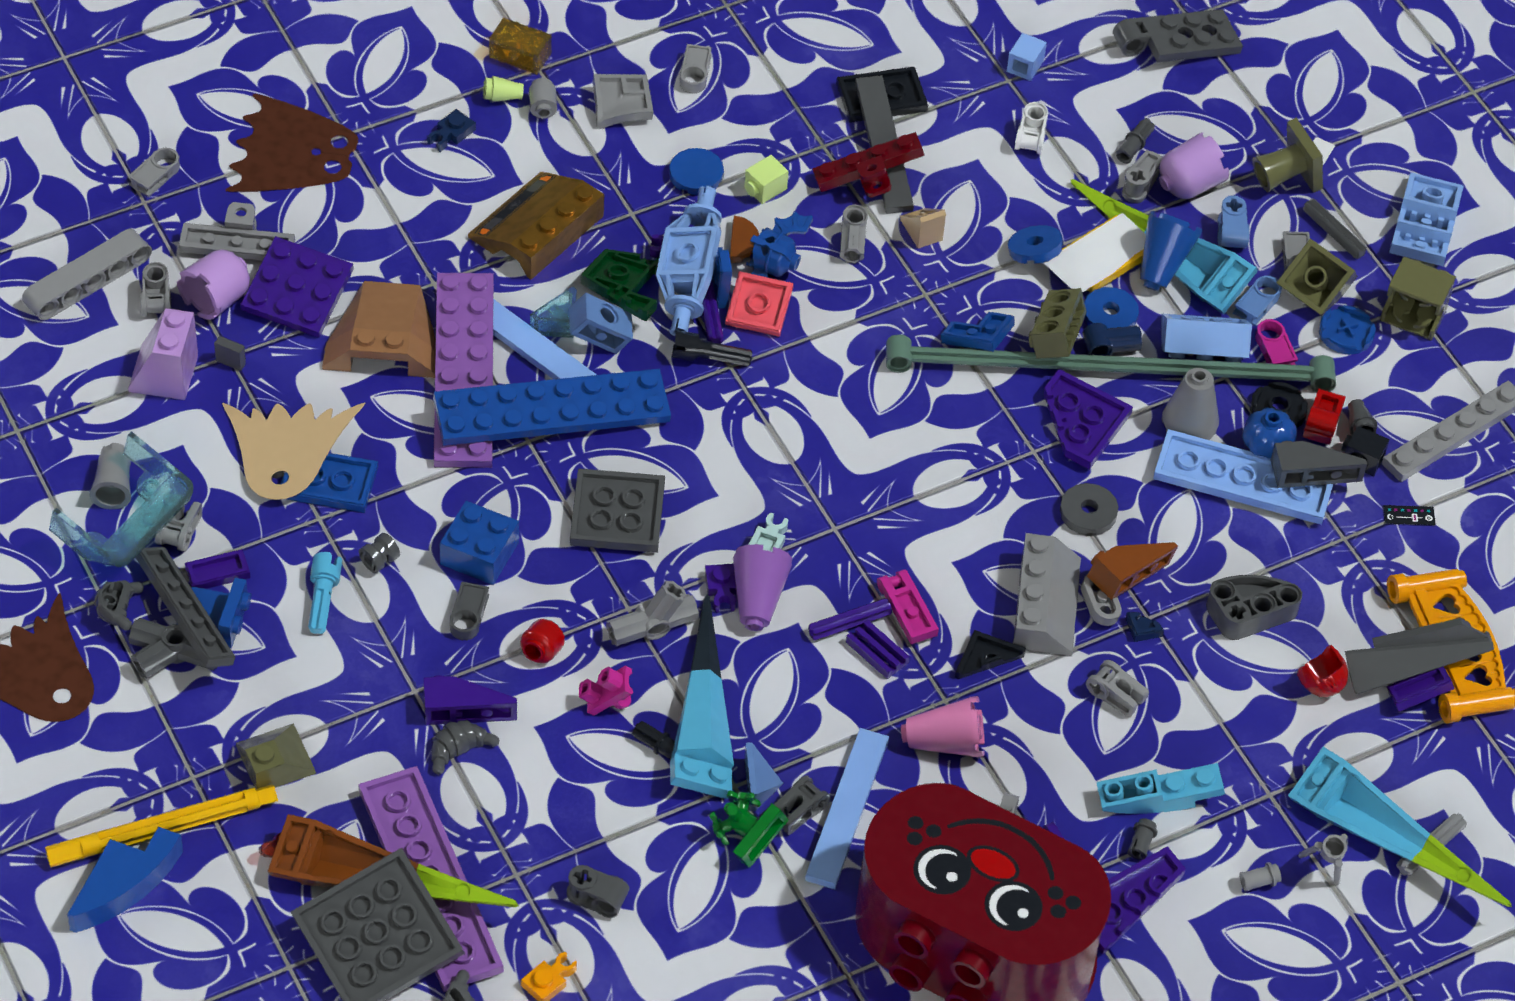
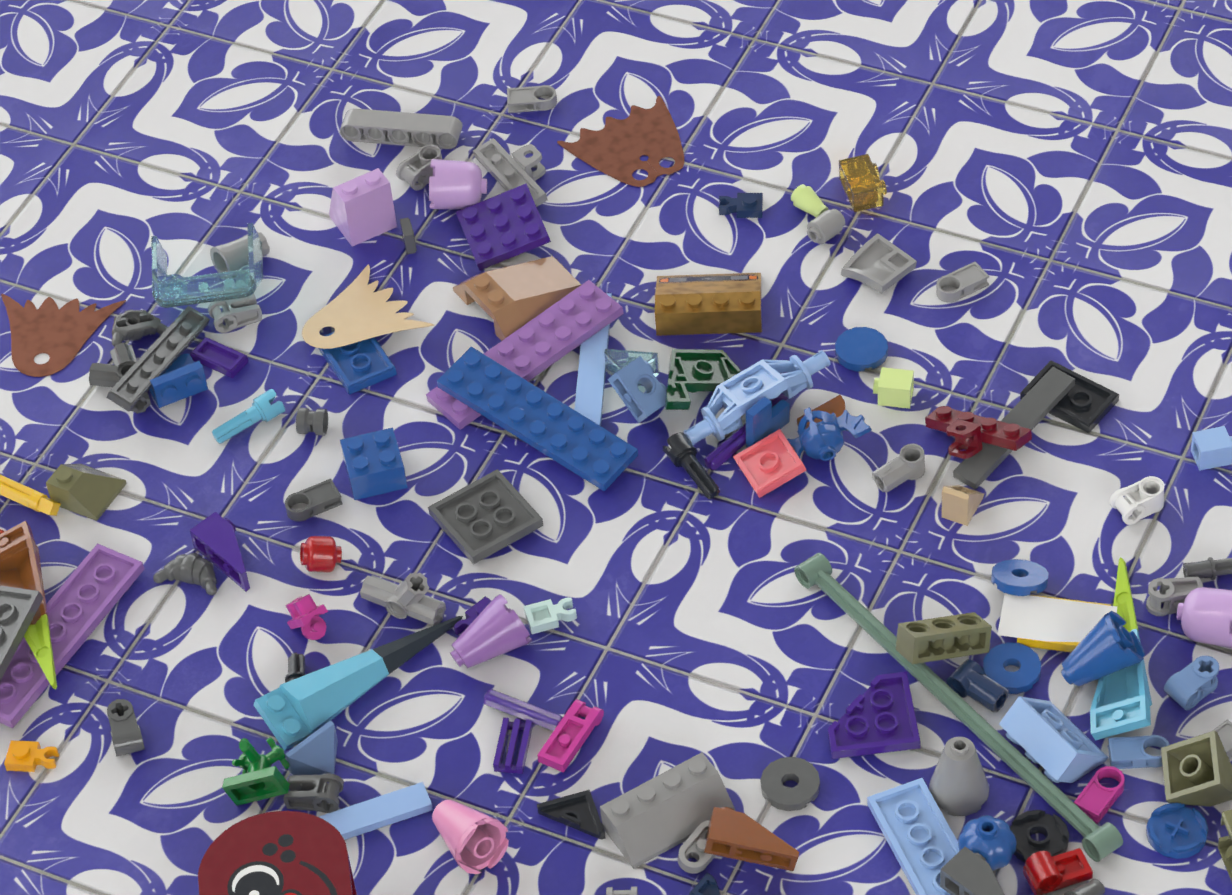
camera: 60 degrees right, 5 degrees down
(984, 336) = (885, 606): blue tile -> none

